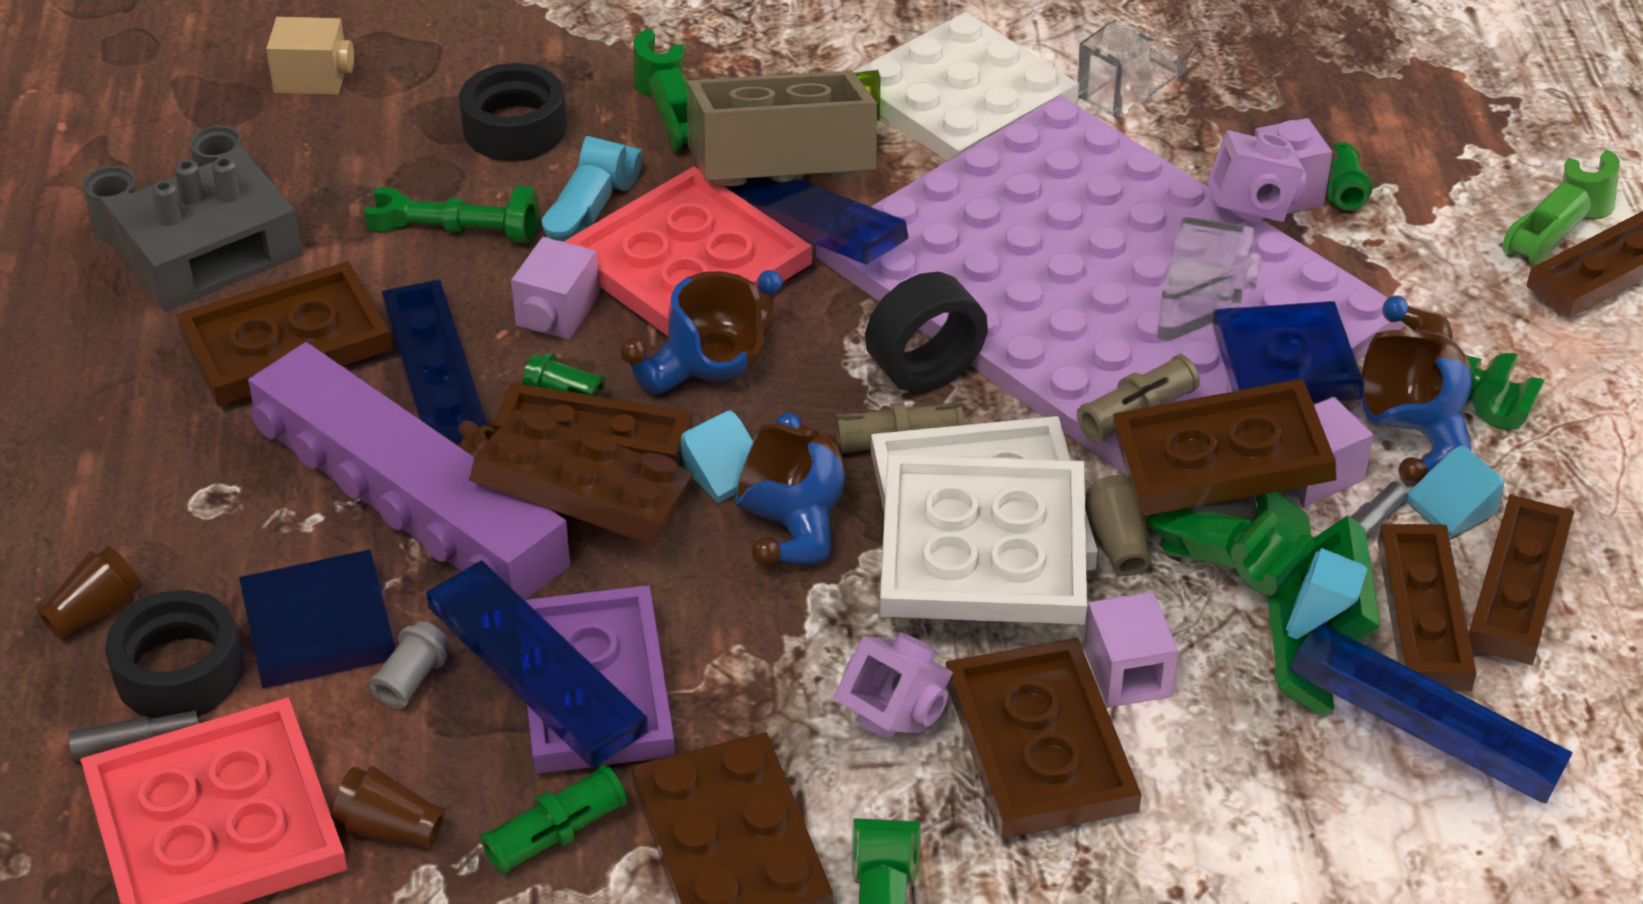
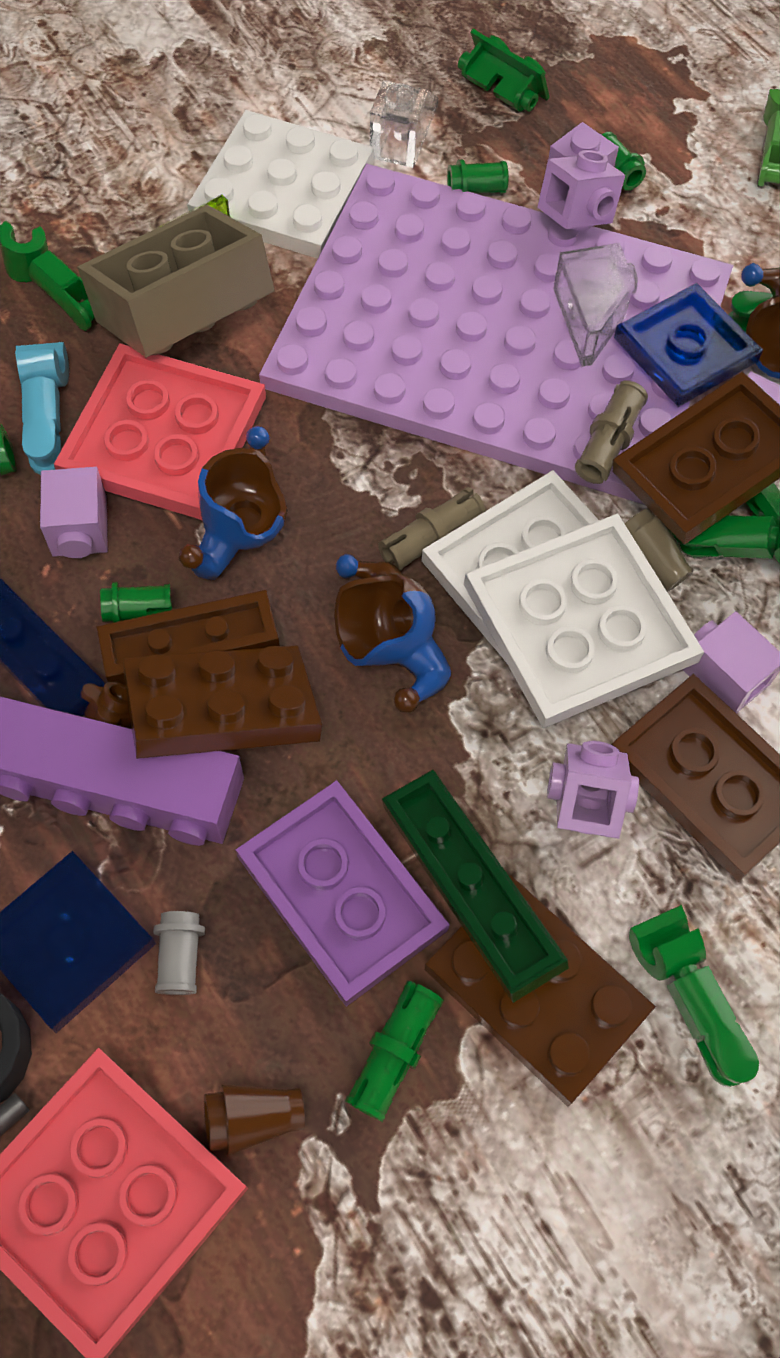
camera: 30 degrees left, 20 degrees up
(537, 663) = (297, 910): clear blue tile -> none
(716, 454) = (309, 620): medium azure slope -> none
(719, 716) = (475, 886): none -> dark green tile
(825, 217) = (264, 354): clear blue tile -> none
(910, 307) = (414, 435): black tyre -> none
(1174, 143) = (478, 177): none -> green pin
(1284, 70) = (520, 78): none -> green hinge

